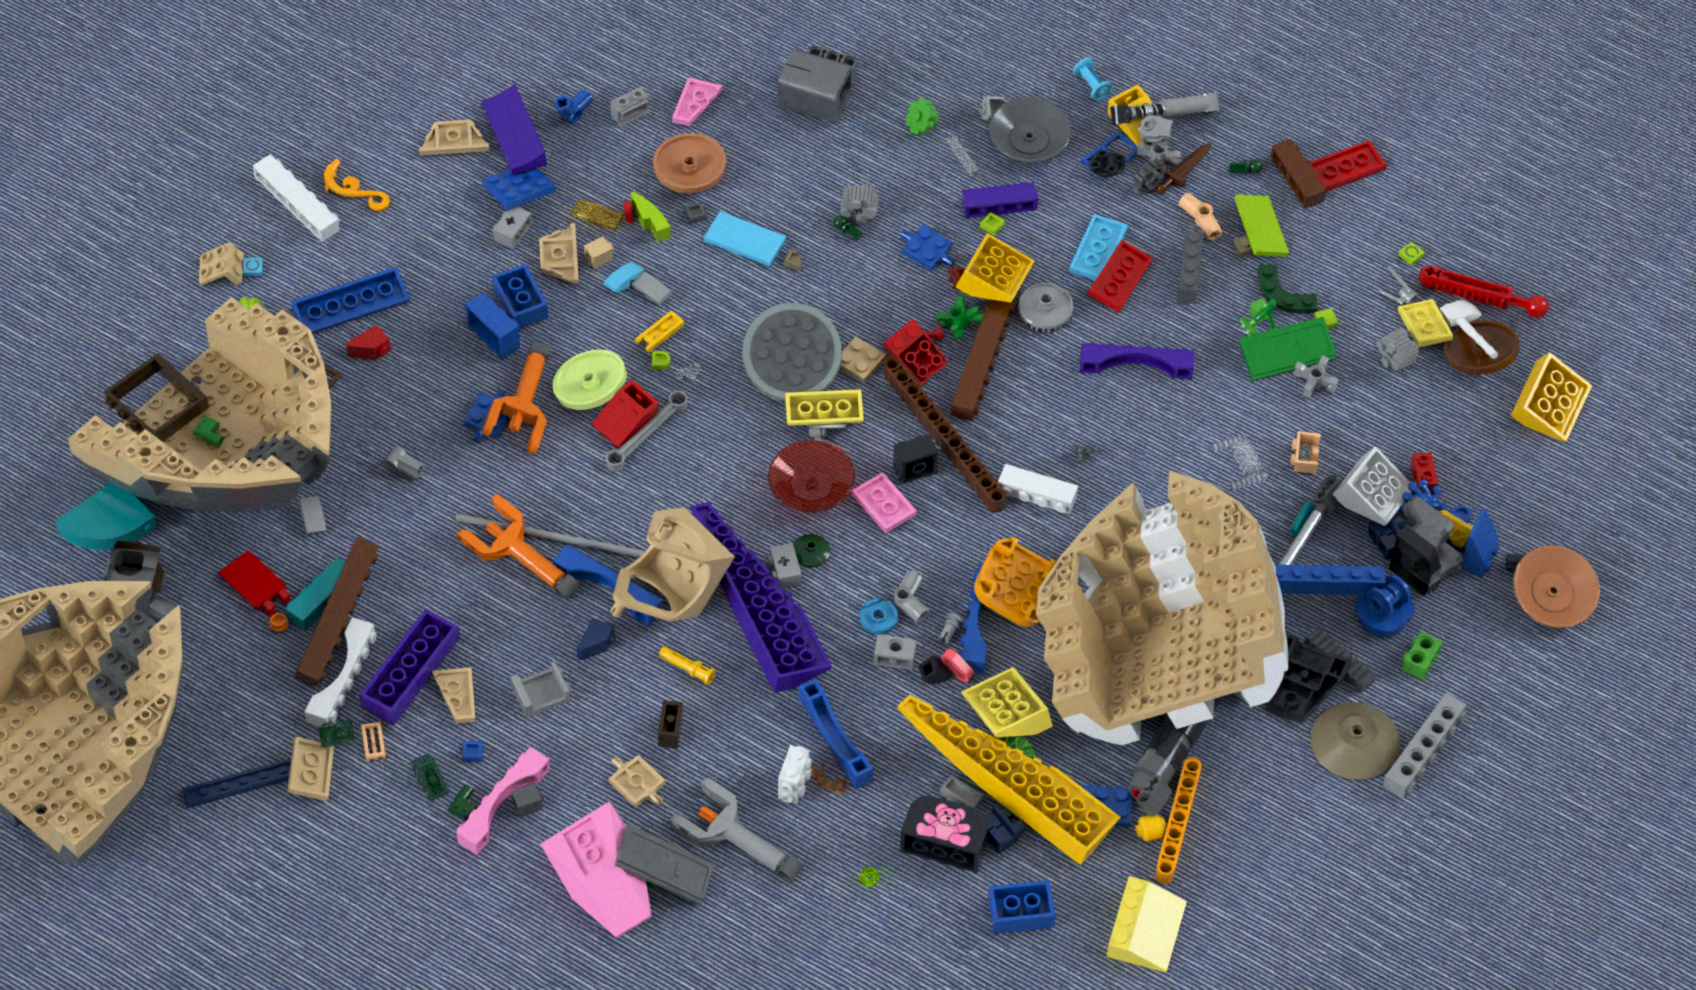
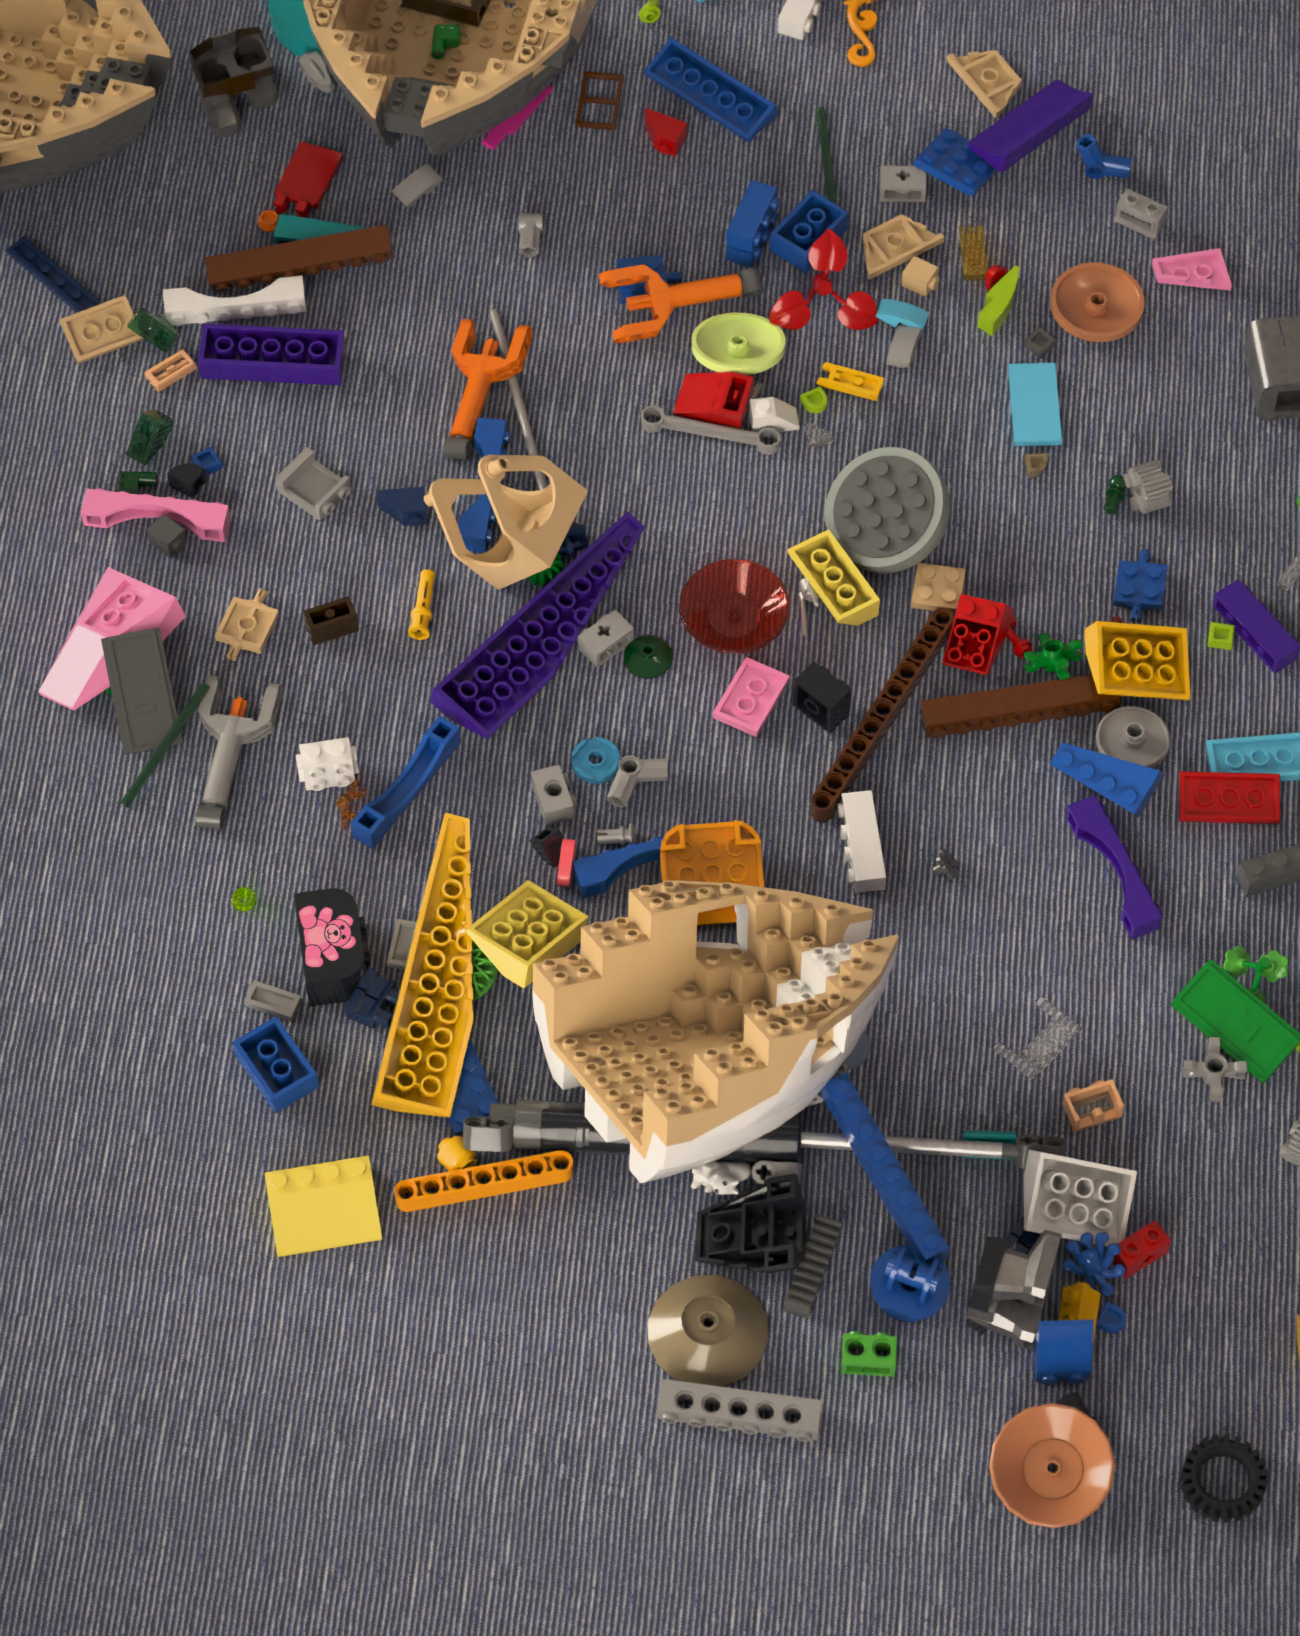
camera: 65 degrees right, 5 degrees up
(163, 532) = (317, 71): none -> light grey hand
(452, 260) = (826, 154): none -> clear green piece
(458, 693) = (272, 413): tan wing -> none
(484, 767) = (187, 479): none -> black brick
(606, 299) = (825, 254): none -> red plant
(660, 388) = (772, 413): none -> white slope
(712, 872) = (165, 745): none -> clear green piece
(962, 892) = (272, 1000): none -> light grey tile
(1077, 326) = (1111, 777): none -> blue wedge
(1602, 487) = (1220, 1508): none -> black tyre

